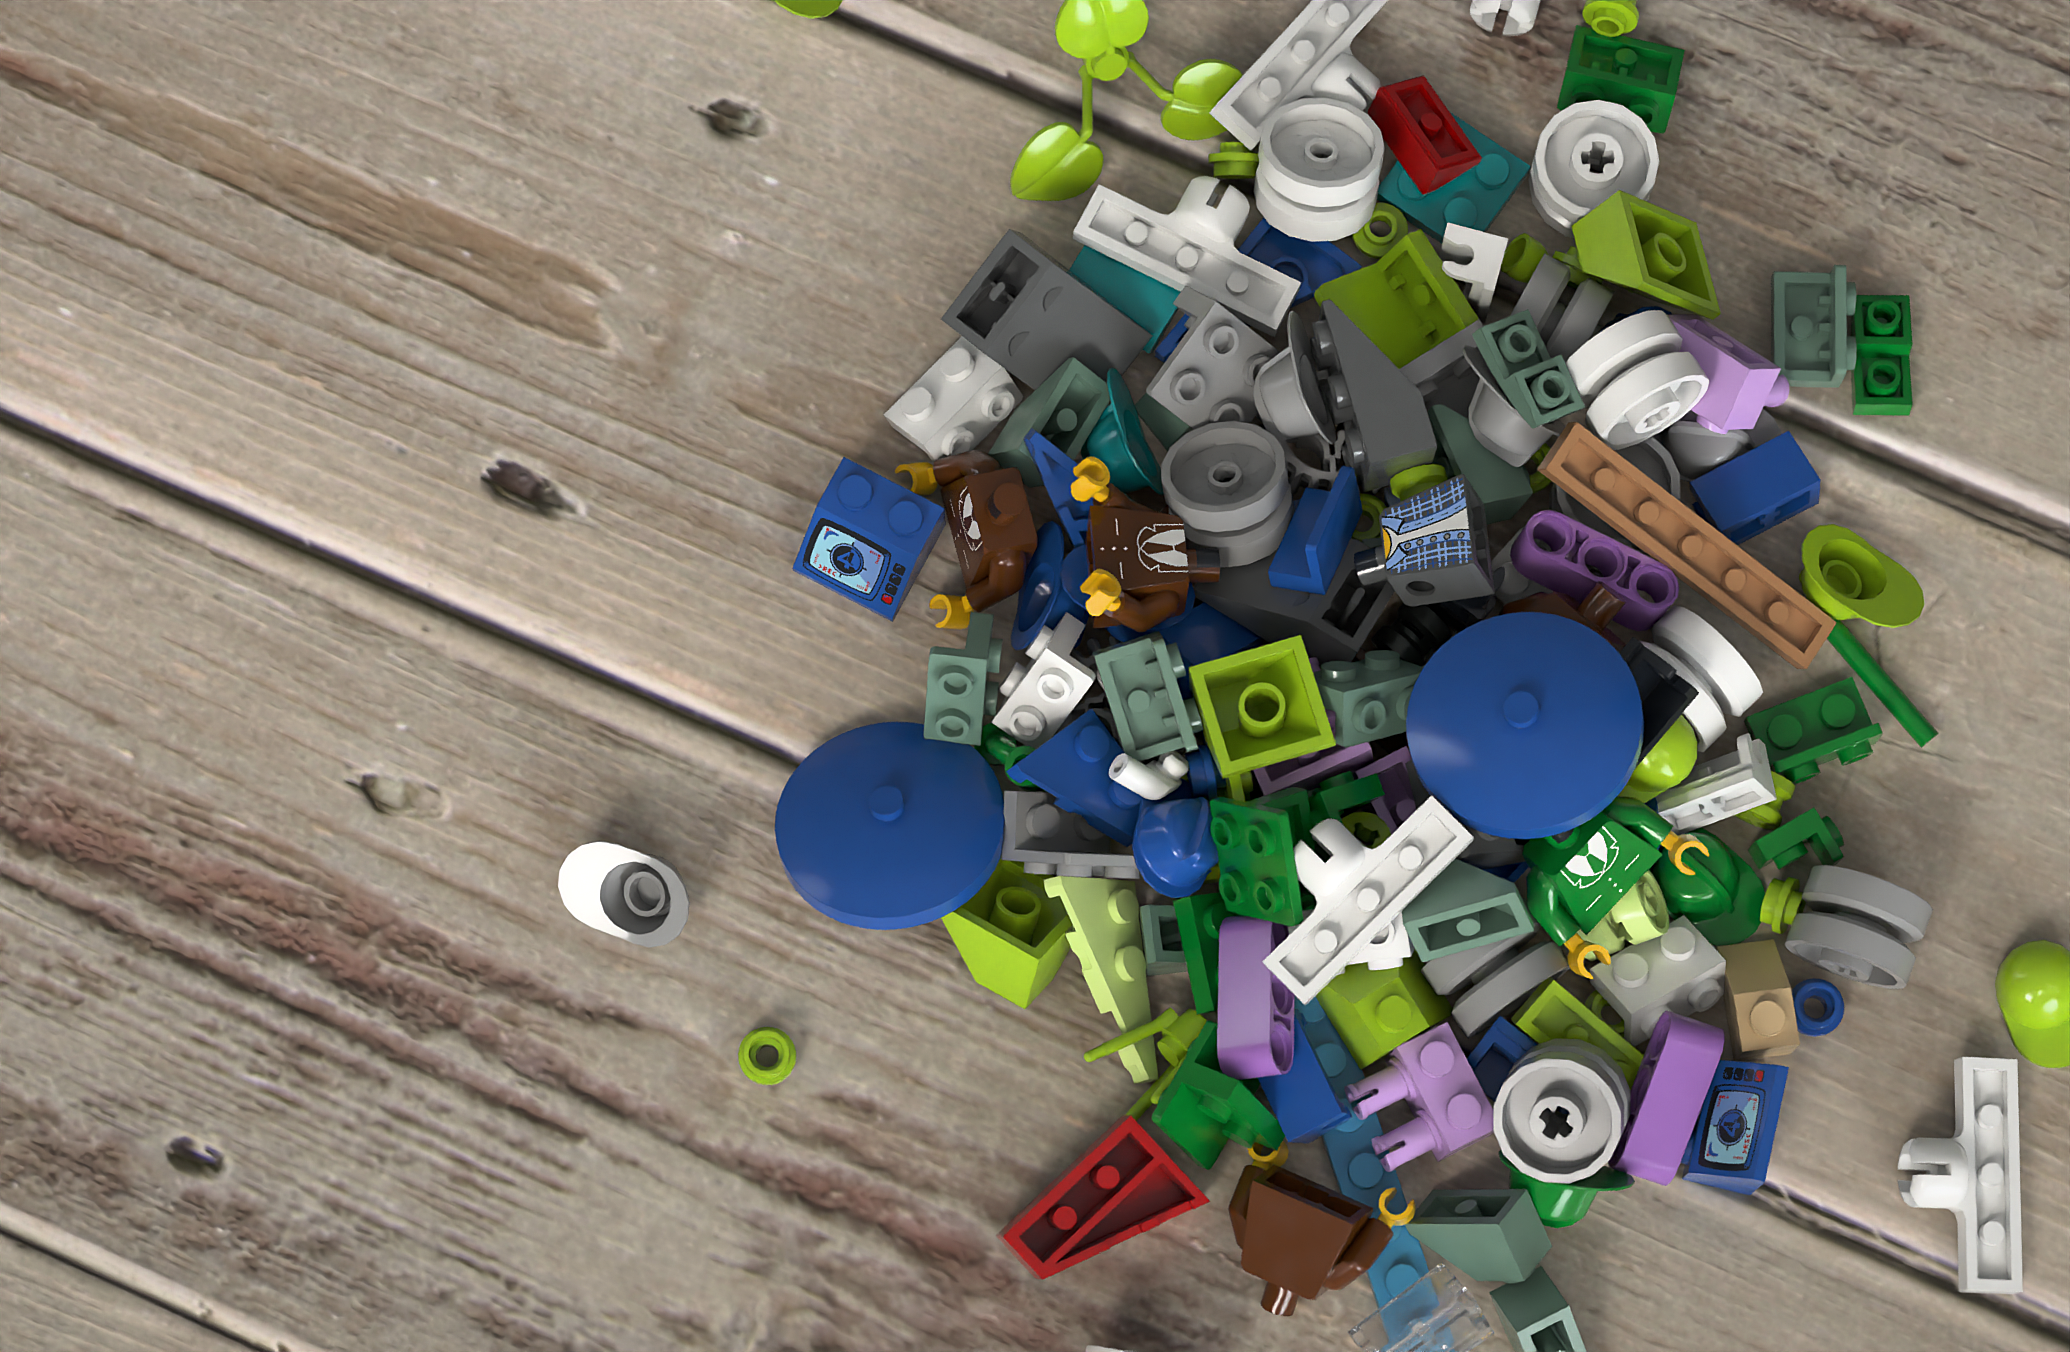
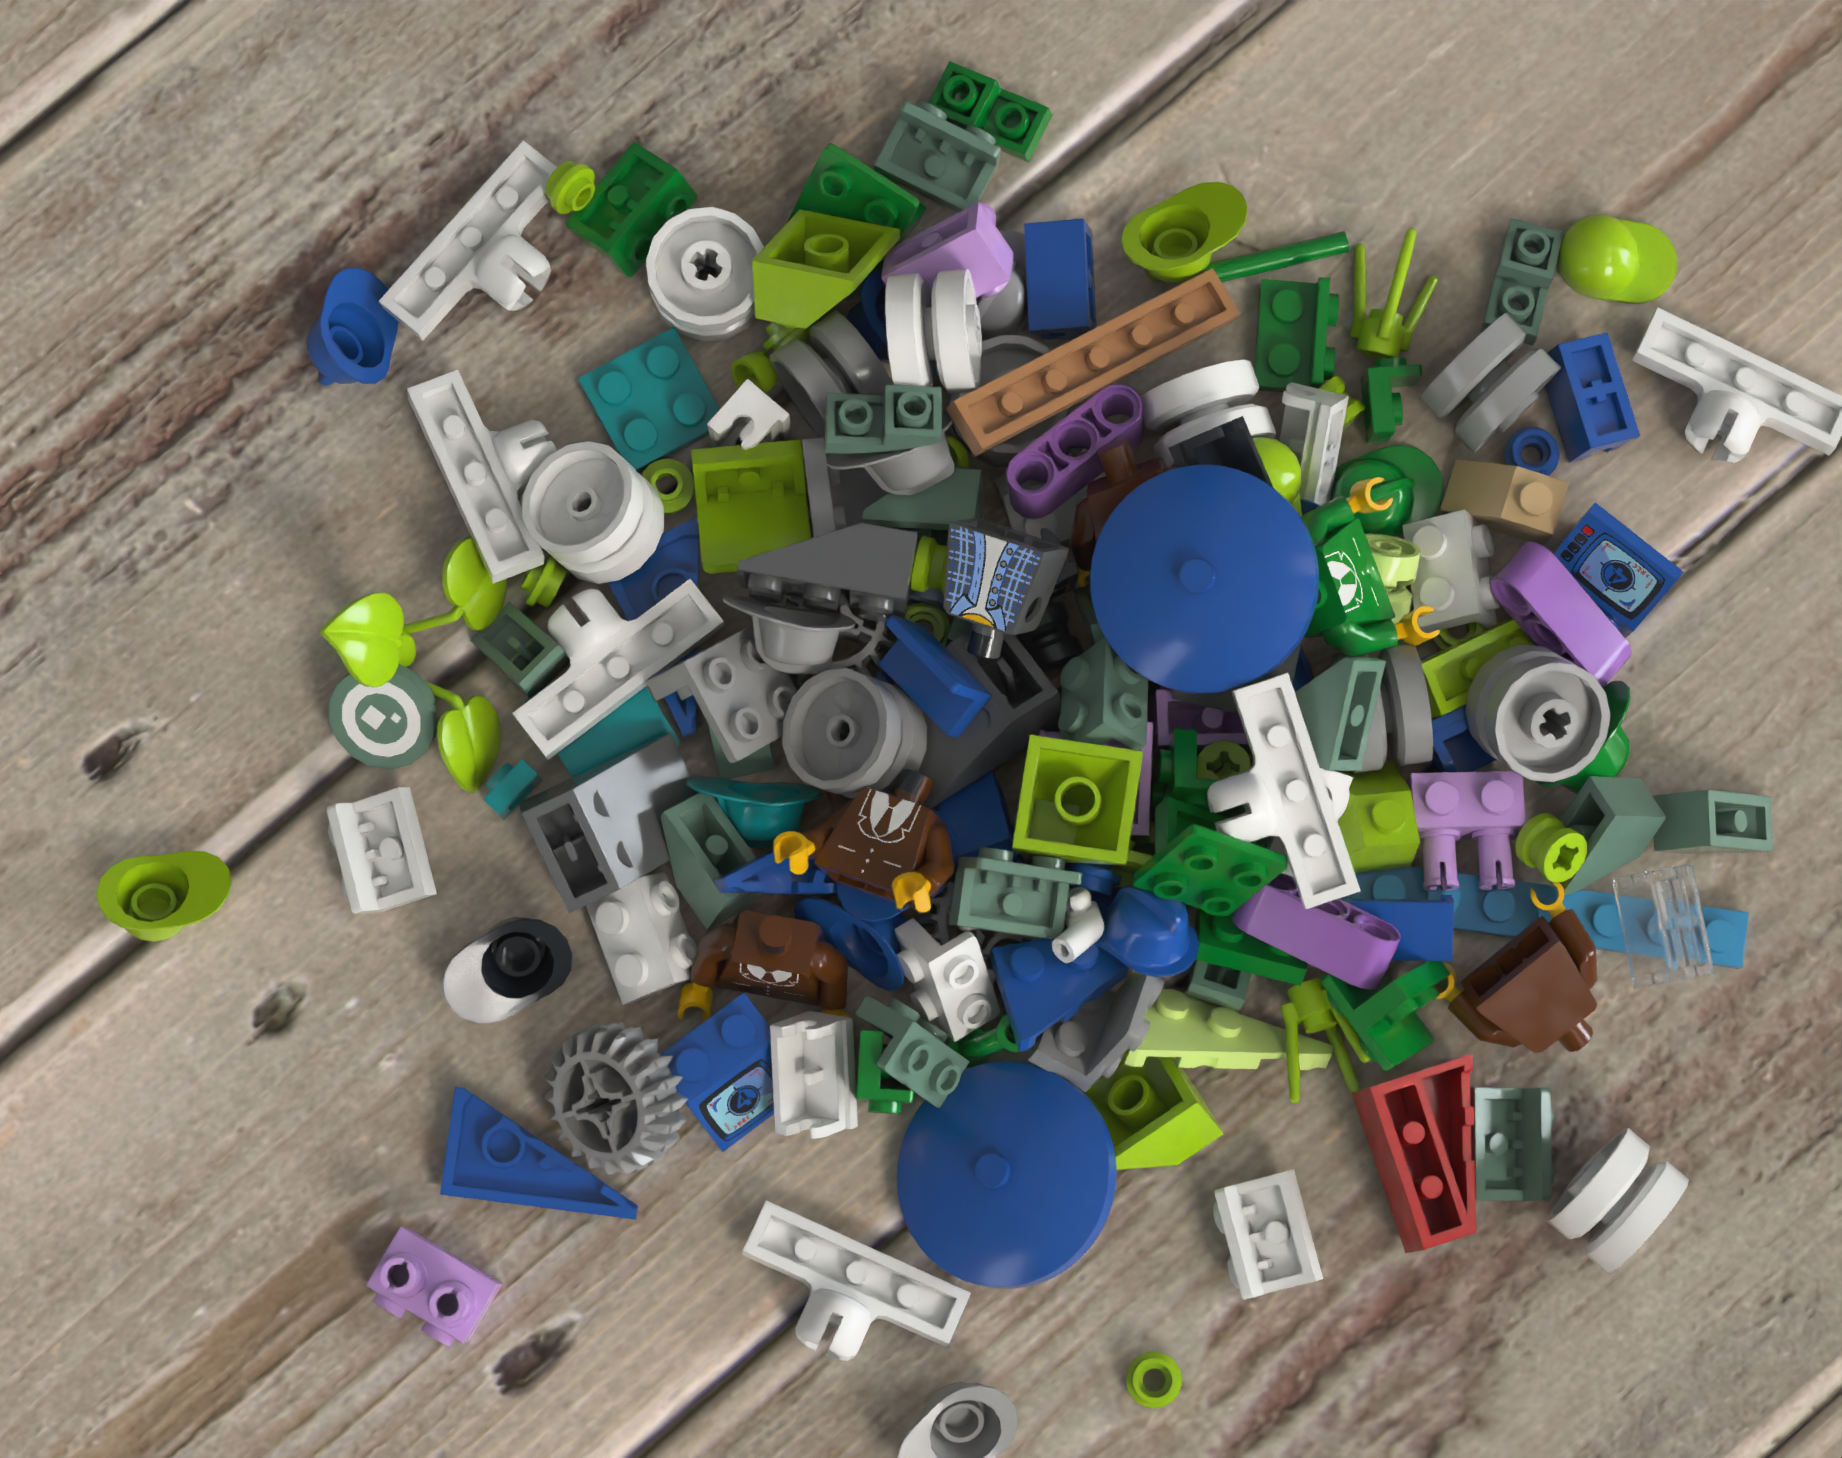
camera: 70 degrees left, 5 degrees up
(548, 366) = (433, 1286): none -> lavender brick
(690, 380) = (505, 1163): none -> blue wing
(724, 737) = (851, 1284): none -> white plate
(792, 440) = (615, 1098): none -> light grey gear
(863, 292) = (506, 970): none -> black piece
(899, 608) = (813, 1074): none -> white hinge
(913, 660) = (869, 1075): none -> green bracket
(917, 135) = (380, 851): none -> white bracket
(949, 1094) = (1266, 1235): none -> white bracket
(1033, 219) = (510, 787): none -> teal plate
(1039, 81) = (385, 723): none -> sand green tile
(1142, 1281) = (1512, 1144): none -> sand green bracket
(1162, 170) = (521, 650): none -> sand green slope
(1422, 133) = (601, 406): red slope -> none
(1439, 1170) = (1551, 847): none -> lime wheel
(1739, 265) = (856, 192): none -> green bracket
(1782, 904) = (1433, 436): lime plate -> none
(1858, 812) = (1382, 332): none -> lime plant
(1896, 1033) = (1590, 398): none -> blue hinge
(1981, 922) = (1523, 276): none -> sand green slope

